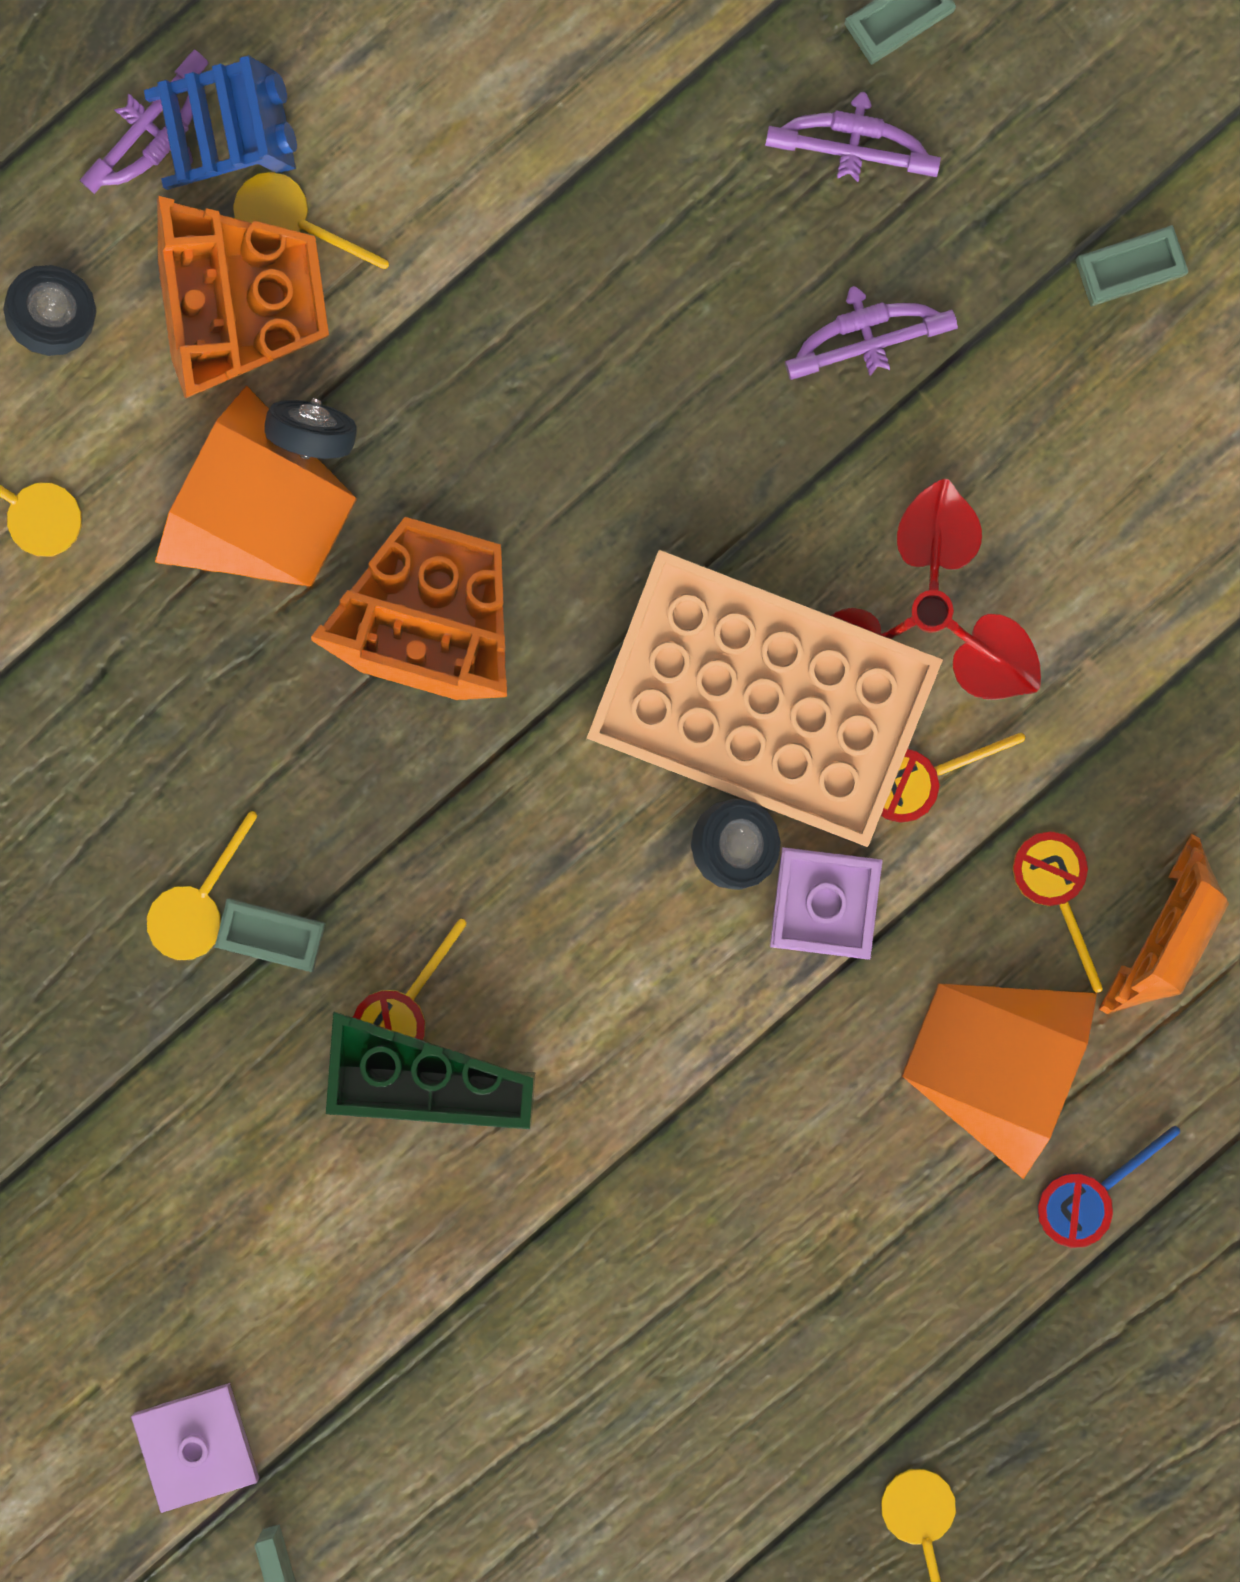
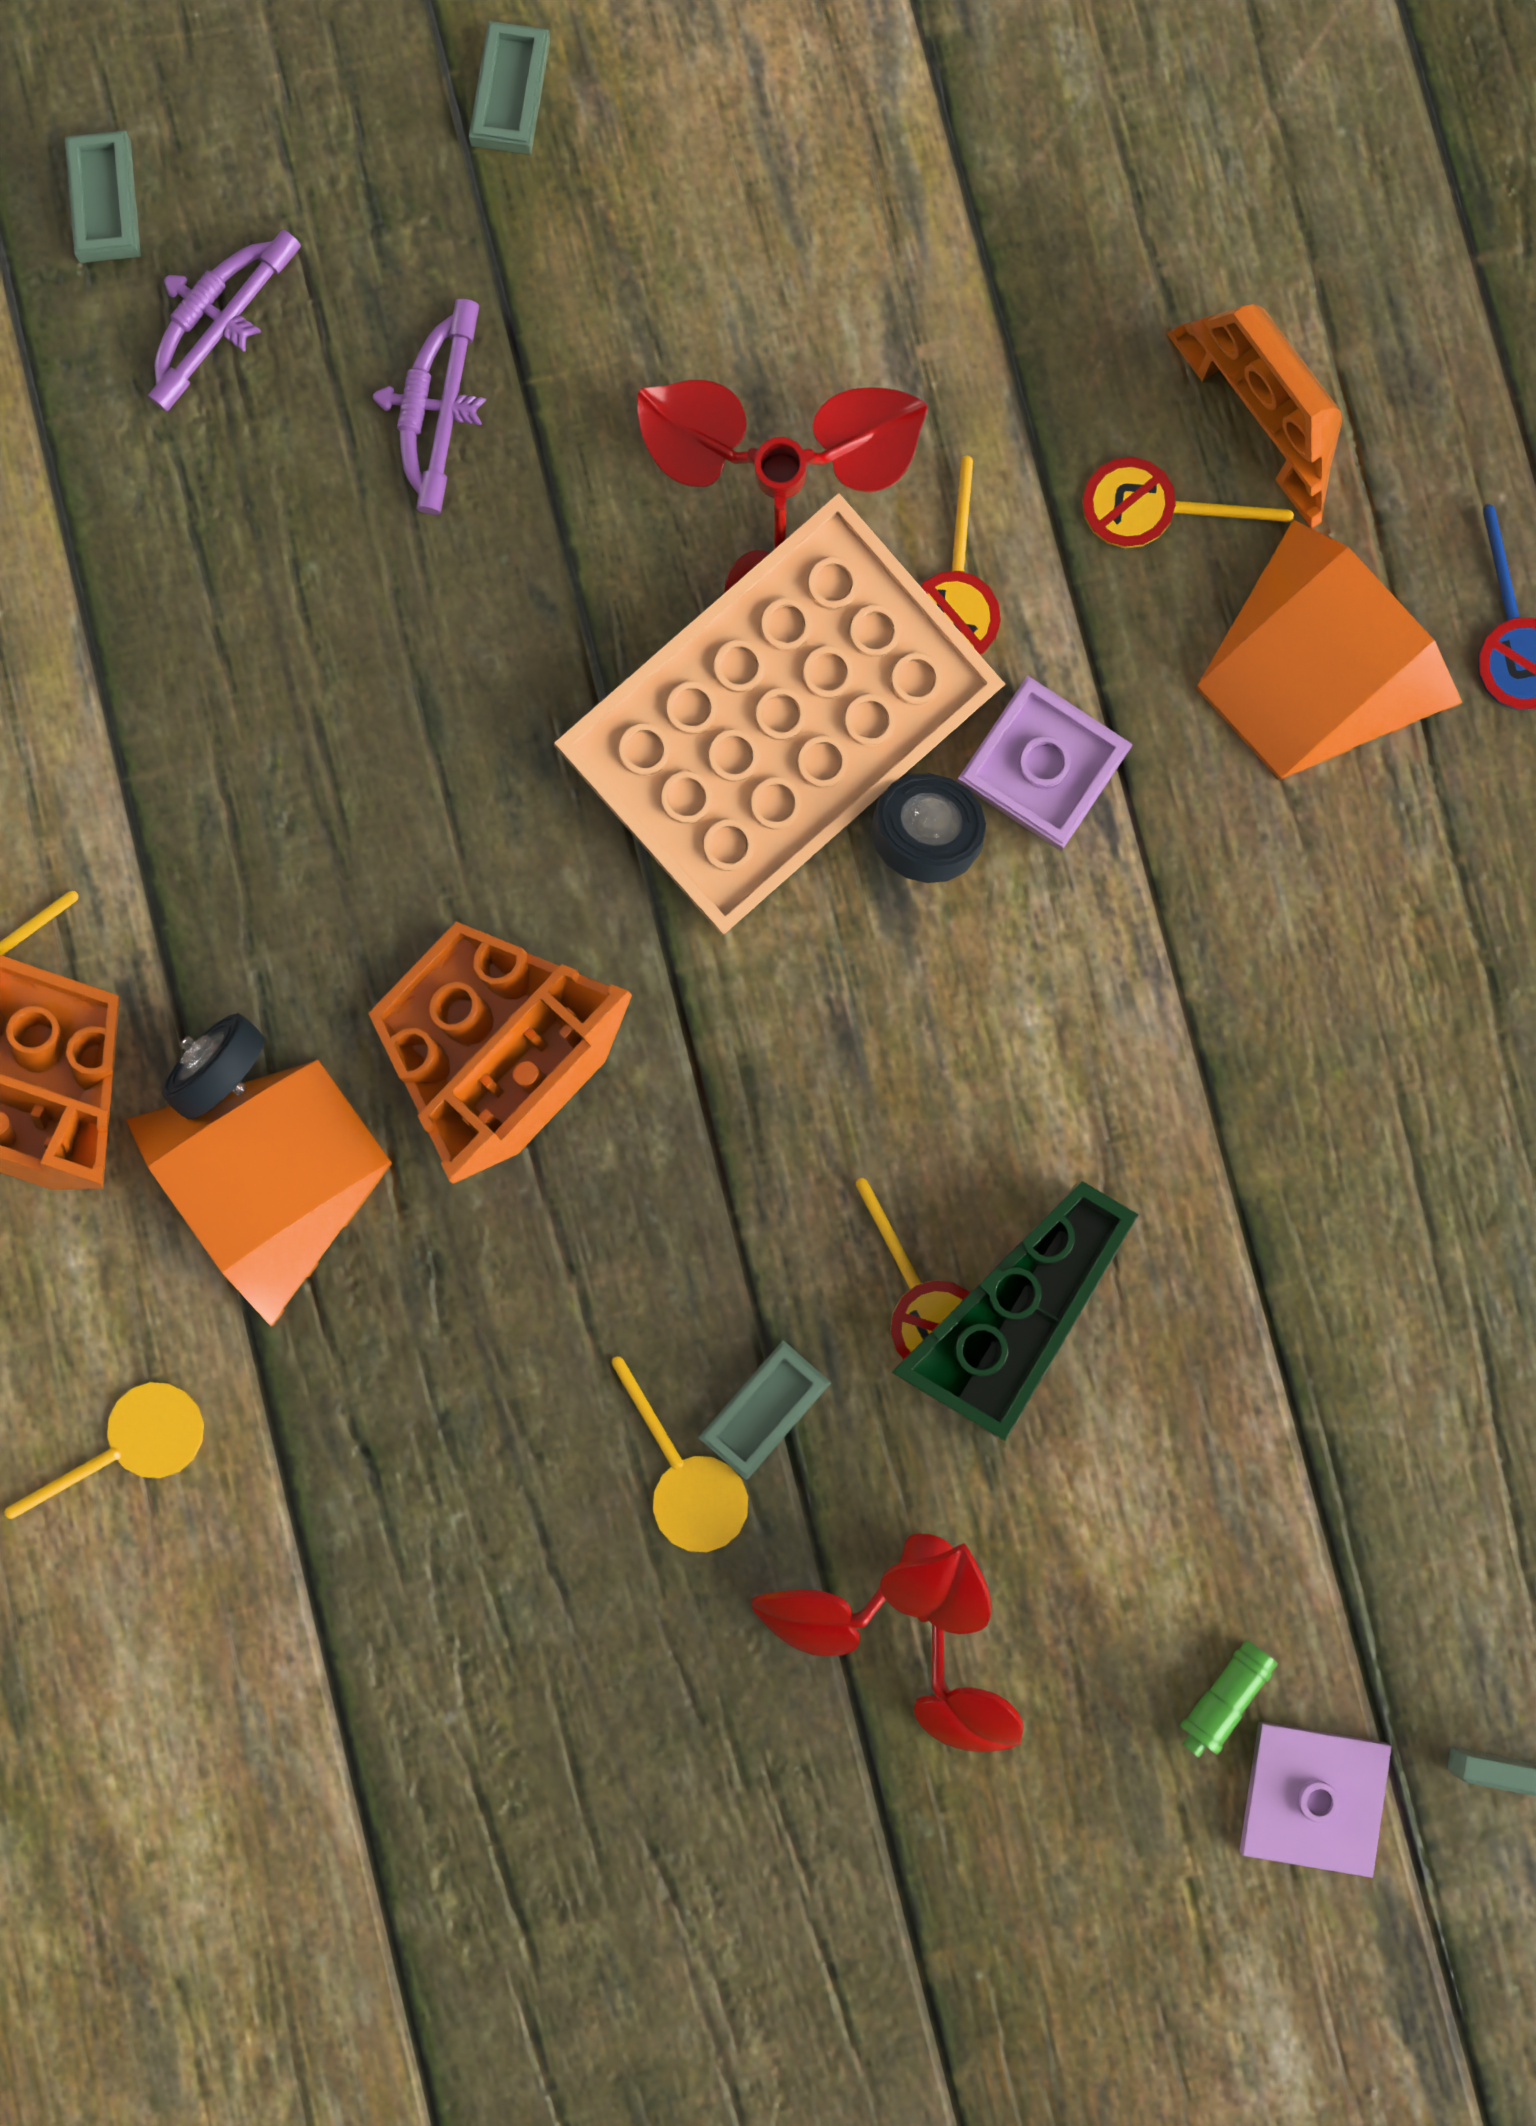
camera: 65 degrees left, 5 degrees down
(195, 1110) = (929, 1584): none -> red plant
(232, 1354) = (1227, 1699): none -> bright green piece

